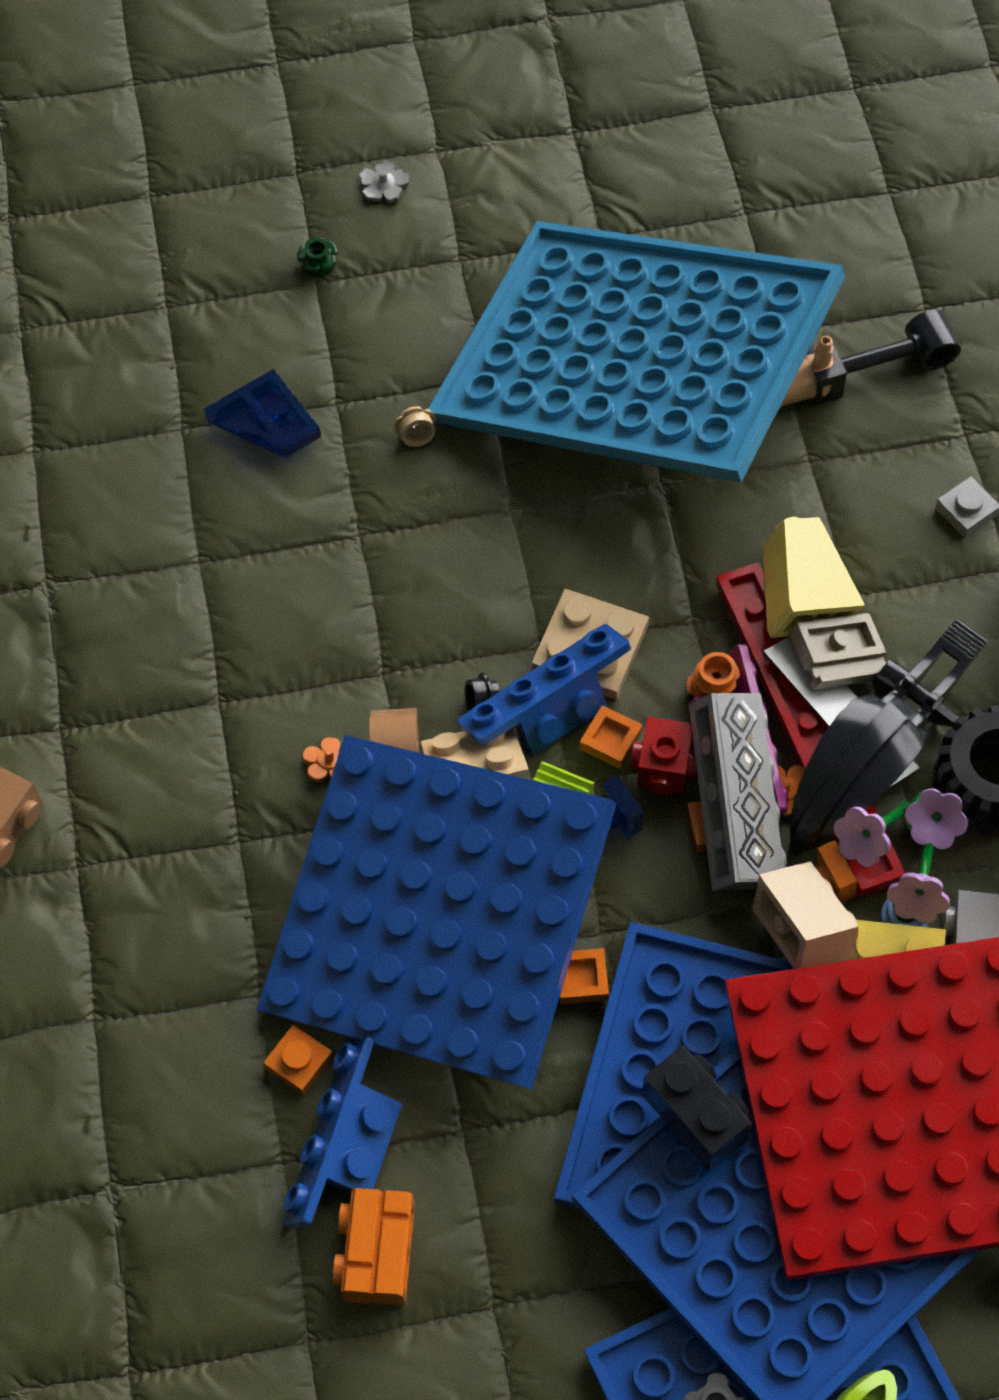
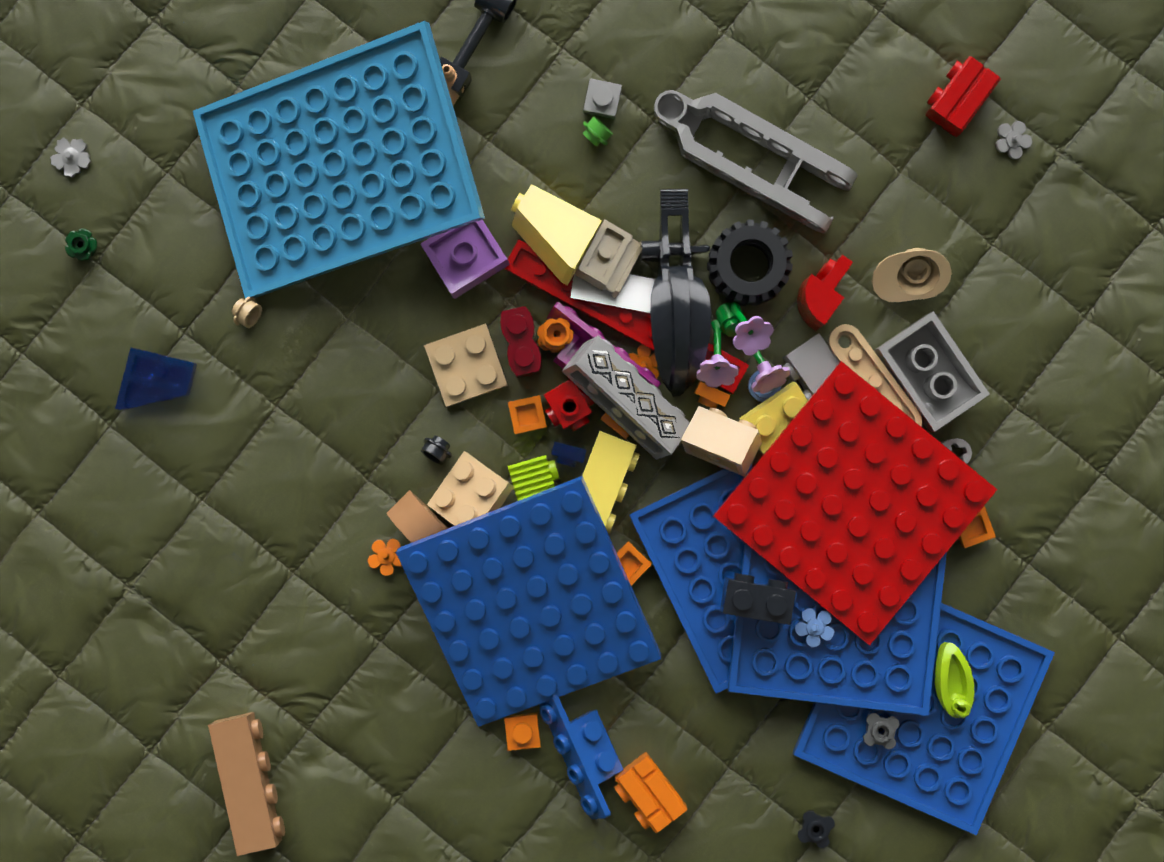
camera: 40 degrees left, 25 degrees up
(550, 697) = (475, 421): blue bracket -> none
(641, 862) = (606, 472): none -> light yellow brick
(670, 659) = (522, 351): none -> dark red brick
(688, 534) = (465, 256): none -> medium lavender plate
(740, 1205) = (815, 627): none -> medium blue plant
(934, 529) = (596, 132): none -> bright green plate

